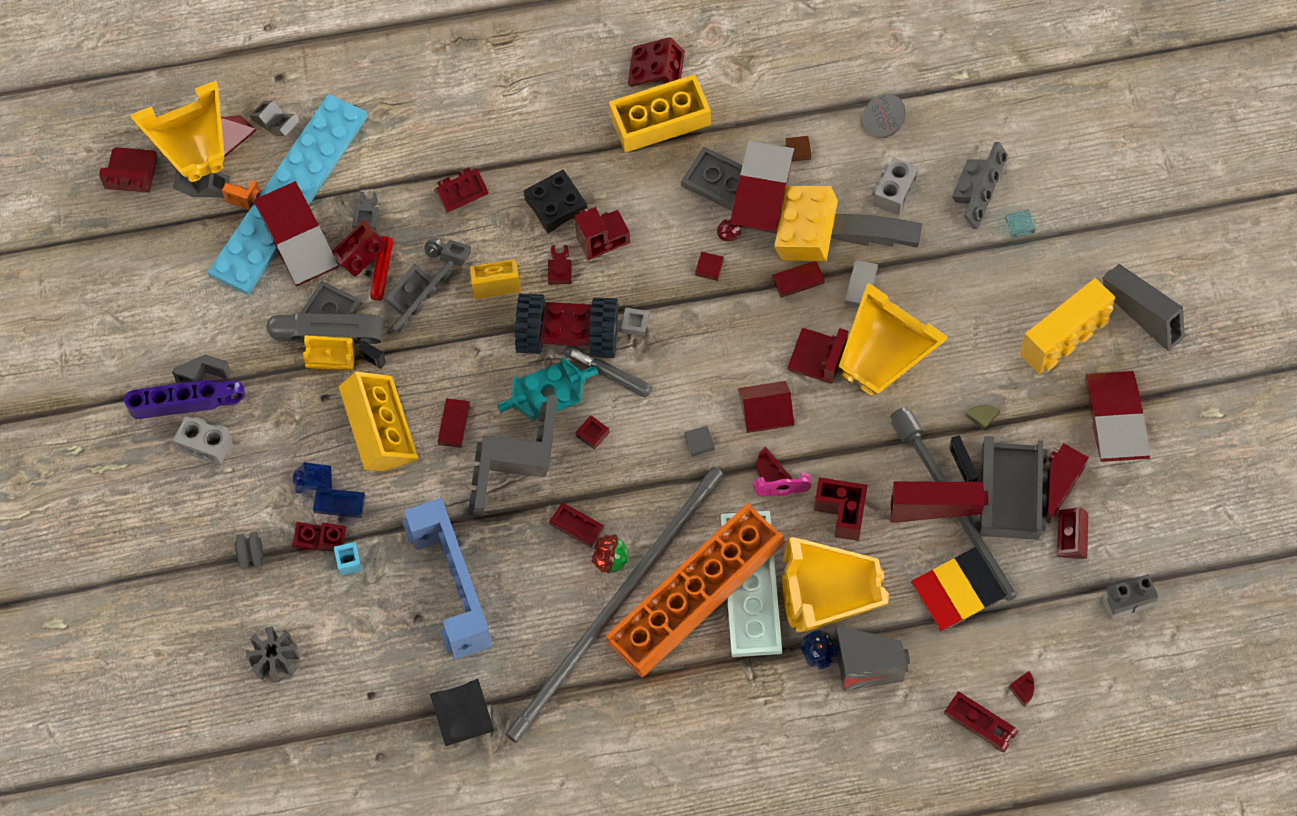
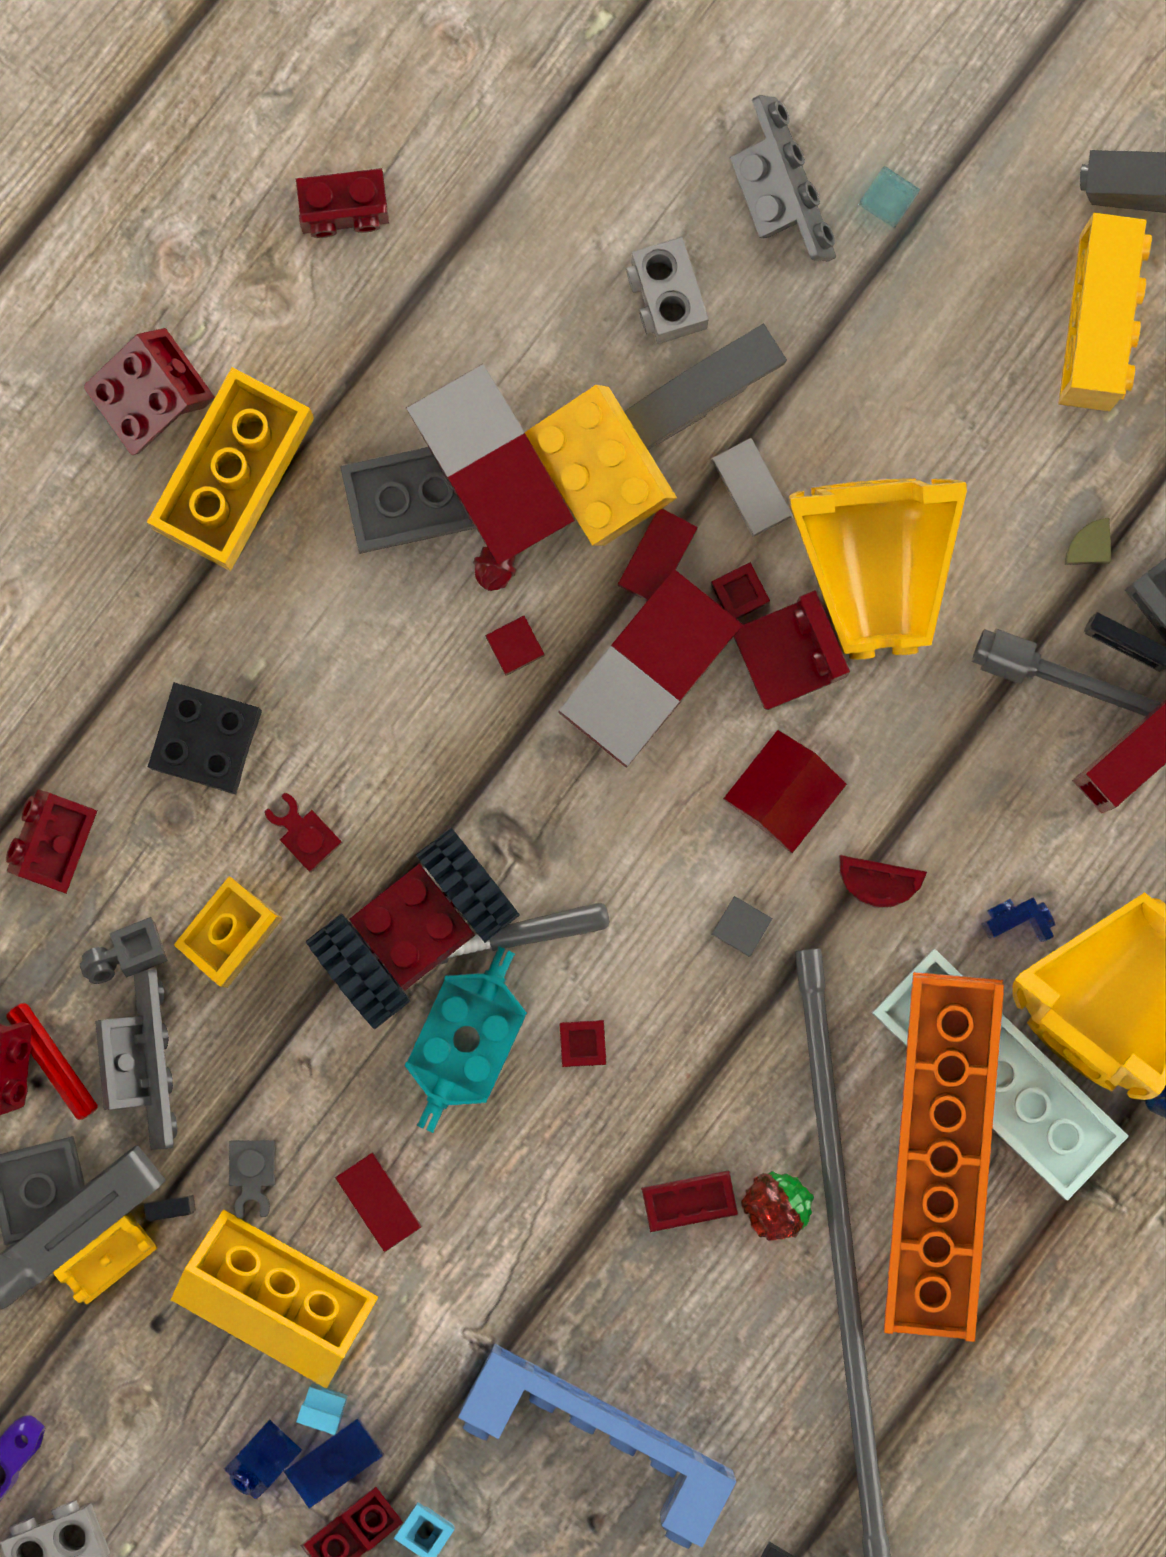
camera: 45 degrees left, 20 degrees up
(355, 477) = (322, 1409): none -> medium azure piece
(416, 370) = (252, 1168): none -> dark grey plate
(513, 455) = (523, 1190): dark grey bracket -> none
(600, 233) = (321, 734): dark red brick -> none
(635, 321) = (488, 824): light grey tile -> none
(754, 314) = (650, 668): none -> slope
(770, 488) = (893, 924): dark pink piece -> none
(796, 59) = (342, 202): none -> dark red bracket
(801, 147) = (473, 345): reddish brown tile -> none
(813, 525) = (1007, 916): none -> clear blue bracket
(819, 318) = (740, 591): none -> dark red tile
(846, 501) = (1031, 844): dark red brick -> none
(884, 115) = (555, 189): dark grey piece -> none

